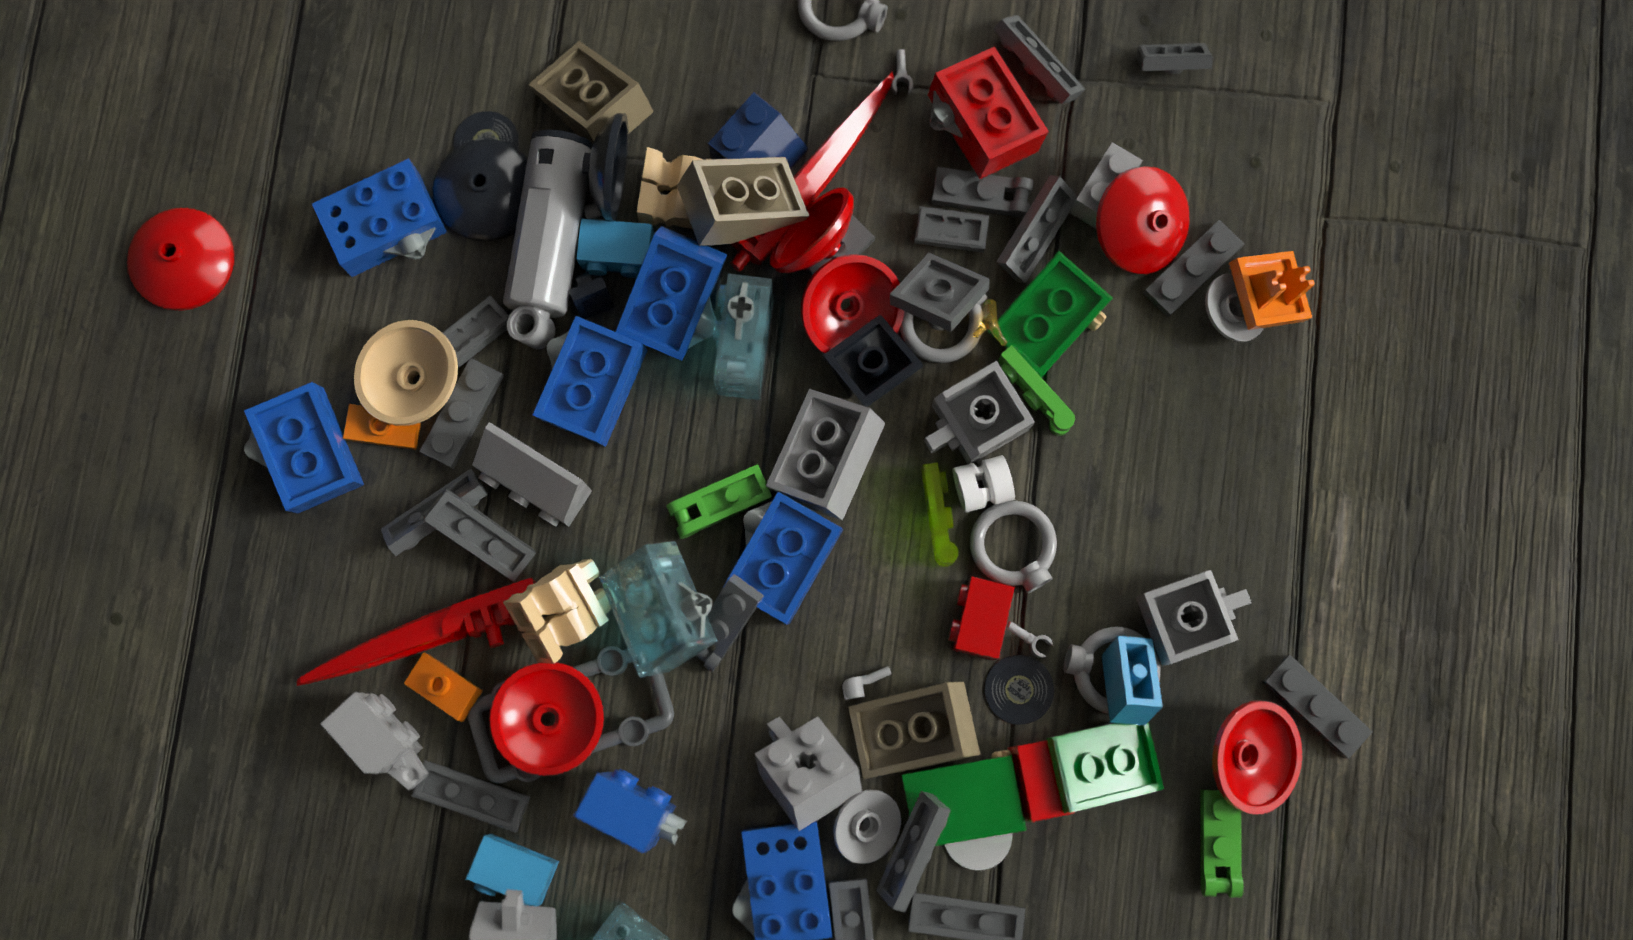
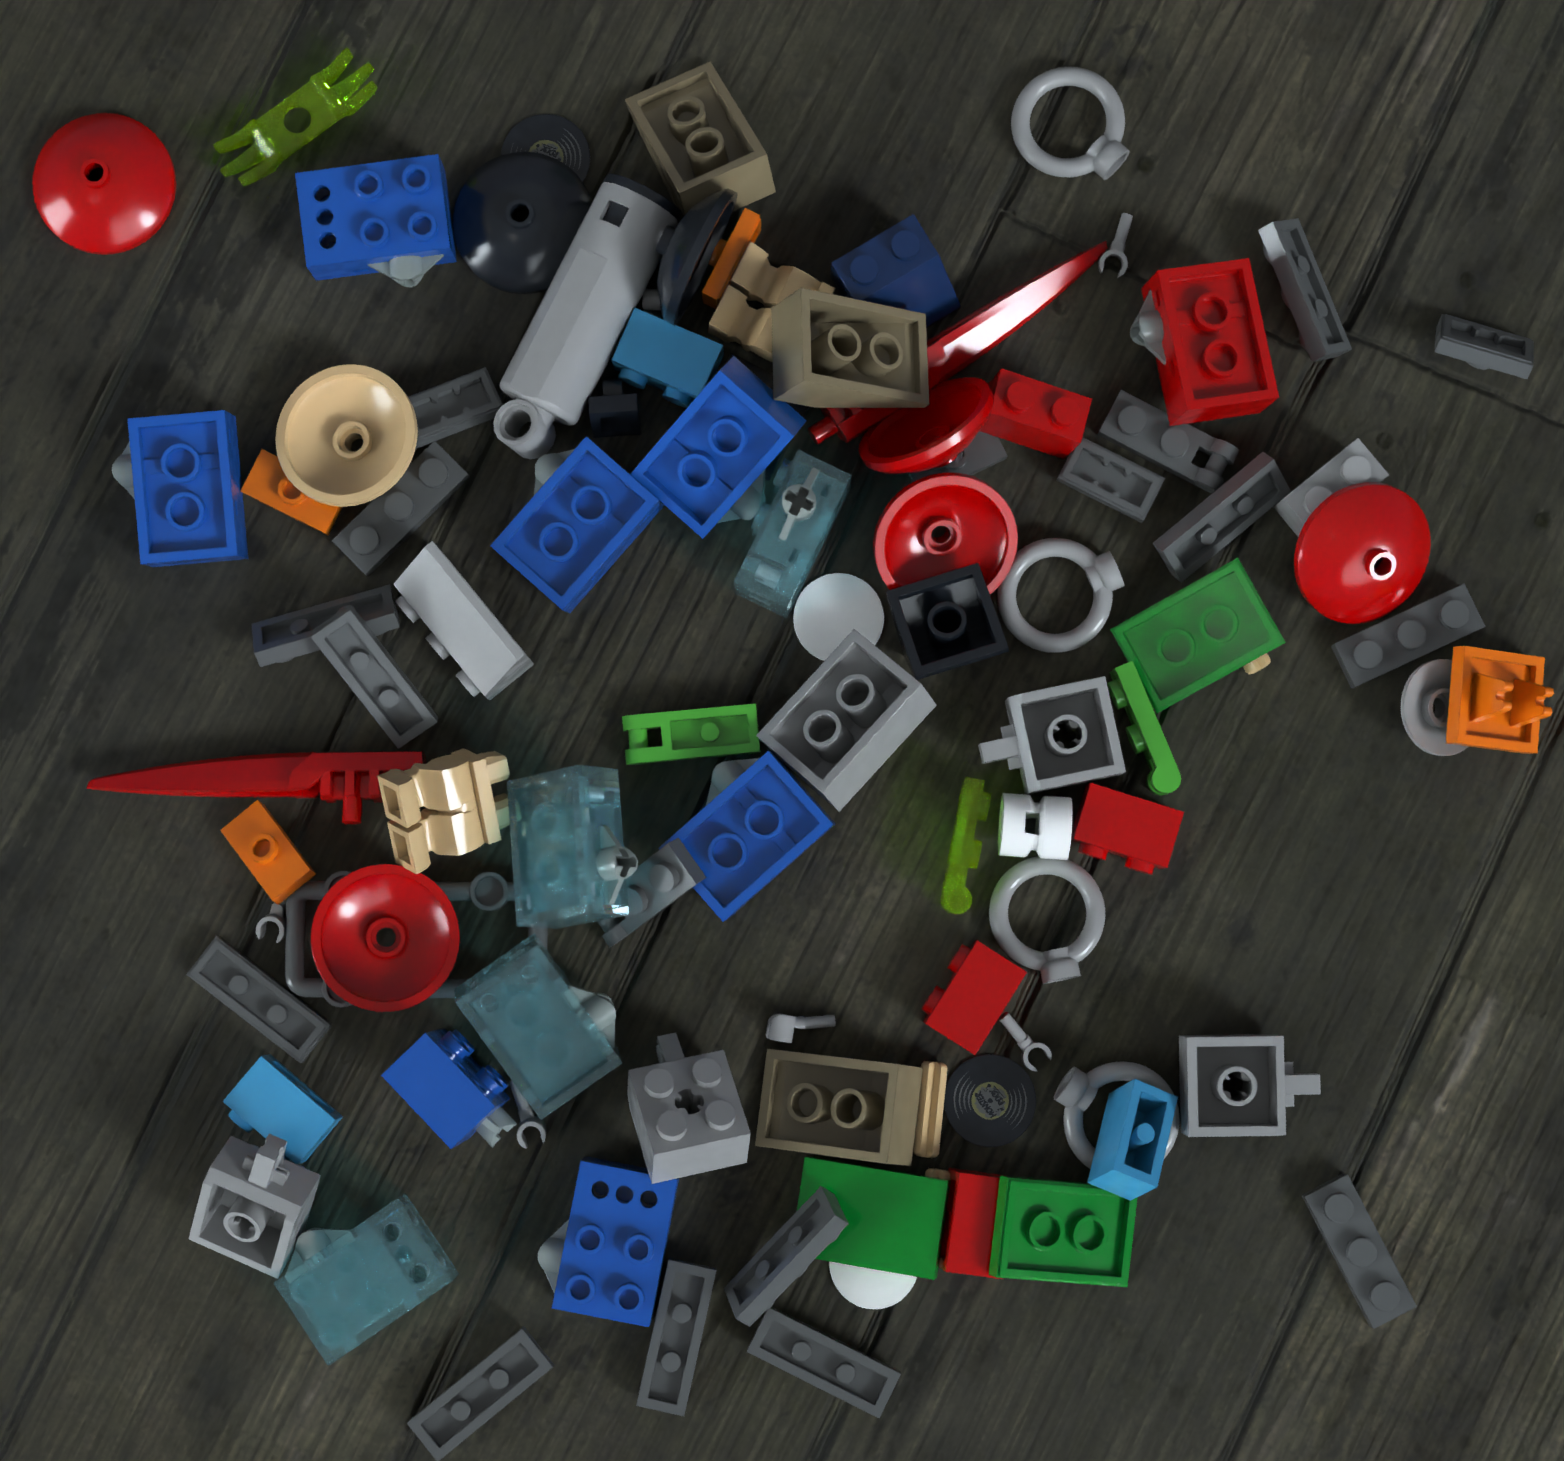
camera: 20 degrees right, 5 degrees up
(314, 150) = (315, 97): none -> clear neon green piece
(377, 738) = (167, 891): light grey hinge -> none
(464, 730) = (276, 915): none -> light grey hand
(634, 164) = (728, 256): none -> orange plate
(680, 744) = (540, 1025): none -> clear light blue piece
(690, 812) = (526, 1117): none -> light grey hand
(789, 382) = (832, 609): none -> white sticker
(876, 833) = (749, 1217): light grey dish -> none
(885, 200) = (1036, 414): none -> red brick
(939, 292) = (1063, 560): dark grey tile -> none
(980, 710) = (930, 1109): none -> tan axle
(990, 322) = (1117, 619): clear yellow bar -> none
(1047, 464) = (1125, 827): none -> red brick
(1220, 845) = (1175, 1376): bright green plate -> none
(1257, 757) = (1257, 1288): red dish -> none

